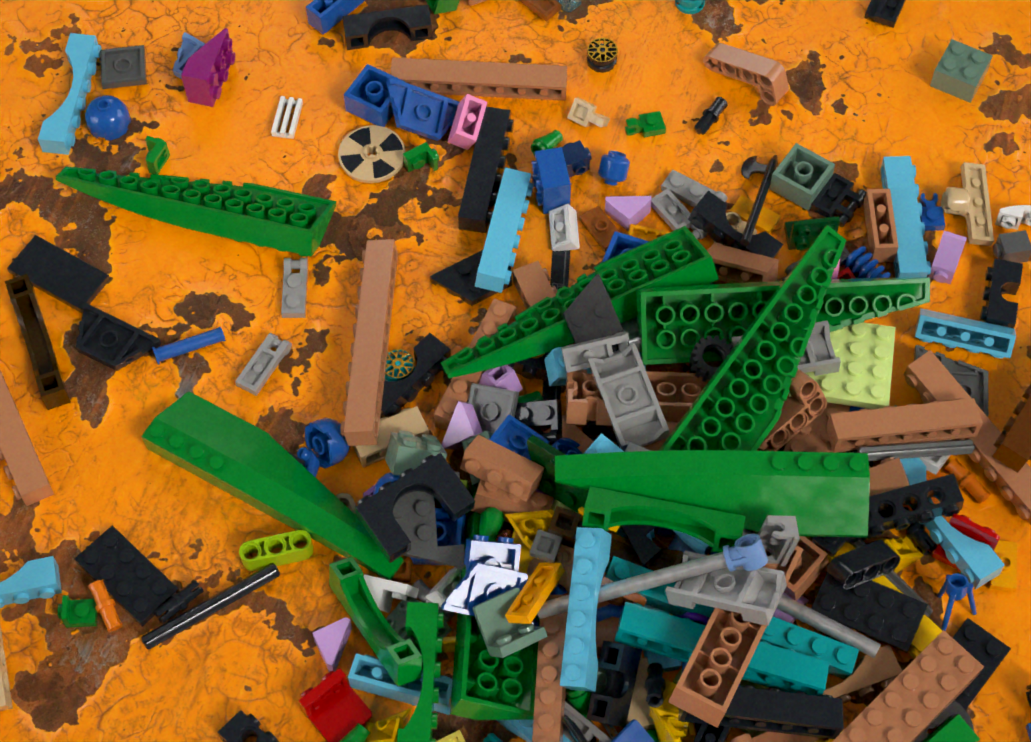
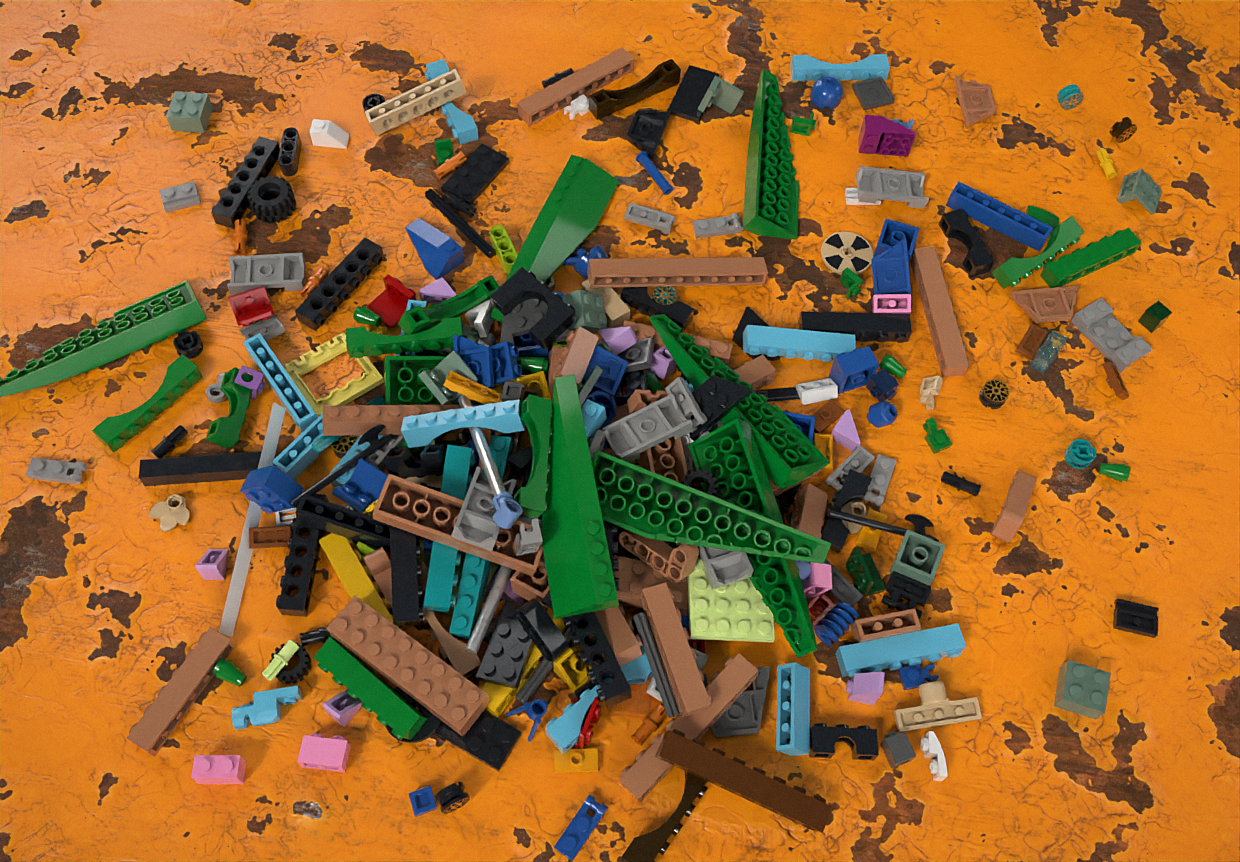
camera: 75 degrees right, 0 degrees up
(39, 421) = (579, 105): none -> white plate
(84, 237) = (722, 95): none -> sand green bracket
(253, 641) = (437, 250): none -> blue wedge
(287, 82) = (890, 185): none -> light grey piece

